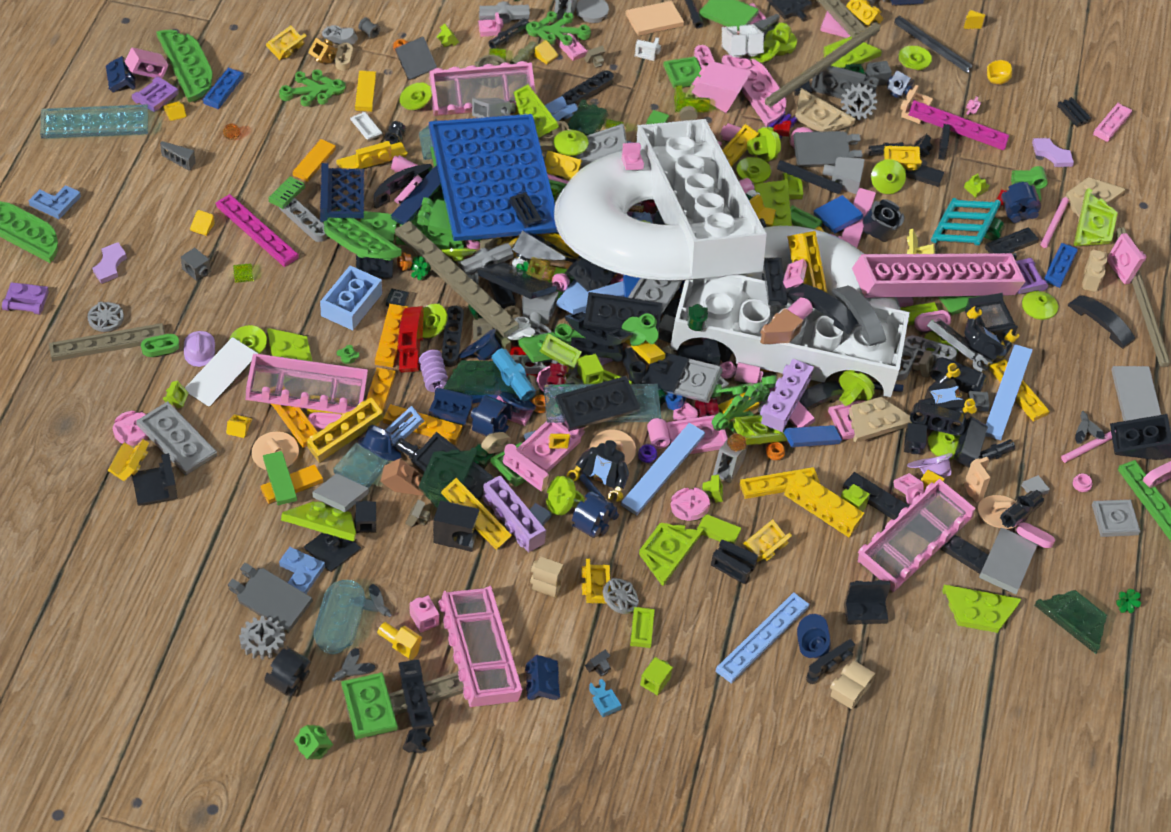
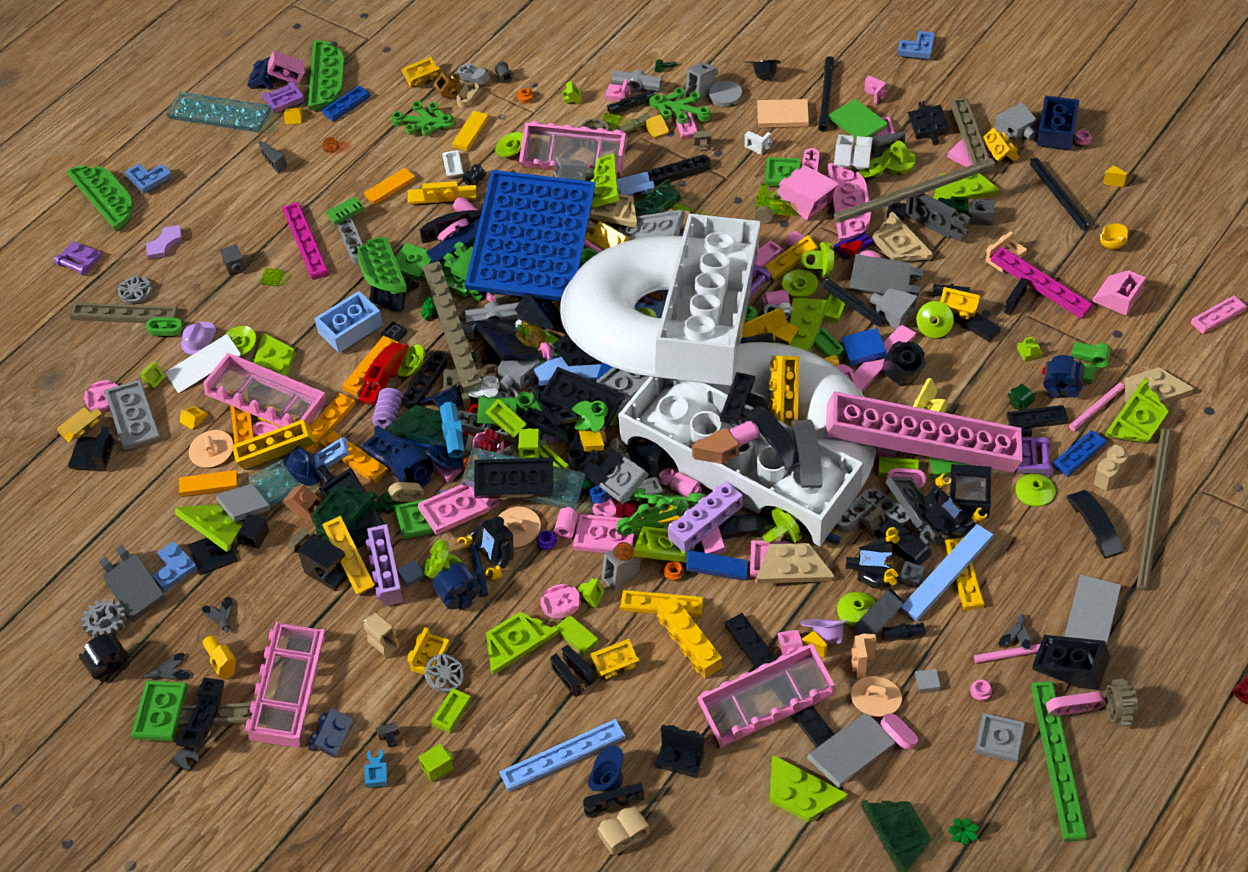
camera: 30 degrees right, 0 degrees up
(202, 223) = (260, 223): yellow slope -> none
(279, 478) = (197, 475): bright green tile -> none
(313, 741) = (92, 730): bright green brick -> none
(328, 192) = (381, 217): dark blue fence -> none
(339, 616) = (181, 619): clear light blue tile -> none
(348, 354) = (321, 374): bright green plate -> none
(404, 261) = (417, 298): orange plate -> none
(415, 58) = (529, 107): piece -> none
(424, 613) = (255, 637): bright pink brick -> none
(458, 254) = (468, 303): lime dish -> none
(525, 468) = (416, 523): bright pink plate -> none
(529, 221) = (545, 285): black tile -> none
(559, 441) = (460, 505): yellow slope -> none
(571, 142) = (627, 218): lime dish -> none
(631, 156) = (663, 242): bright pink bracket -> none
(657, 117) = (732, 211): bright green tile -> none
(663, 469) = (552, 559): light blue tile -> none
(697, 317) = (639, 416): dark green plate -> none
(795, 273) = (760, 395): bright pink plate -> none
(856, 497) = (724, 642): lime brick -> none
(866, 101) = (937, 241): light grey gear -> none
(900, 84) = (997, 227): brick -> none
(915, 57) = (1030, 203): lime dish -> none
(915, 438) = (822, 595): black brick -> none
(924, 145) = (992, 293): black tile -> none
(947, 415) = (854, 581): black beam -> none
(950, 213) = (986, 372): teal bar -> none
(973, 106) = (1067, 265): bright pink plate -> none
(1022, 508) = (894, 699): black piece -> none
(1027, 118) = (1120, 291): none -> bright pink slope
(1058, 156) = (1128, 327): lavender tile -> none
(1076, 111) = (1177, 284): black tile -> none
(1125, 258) = (1151, 464): bright pink tile -> none

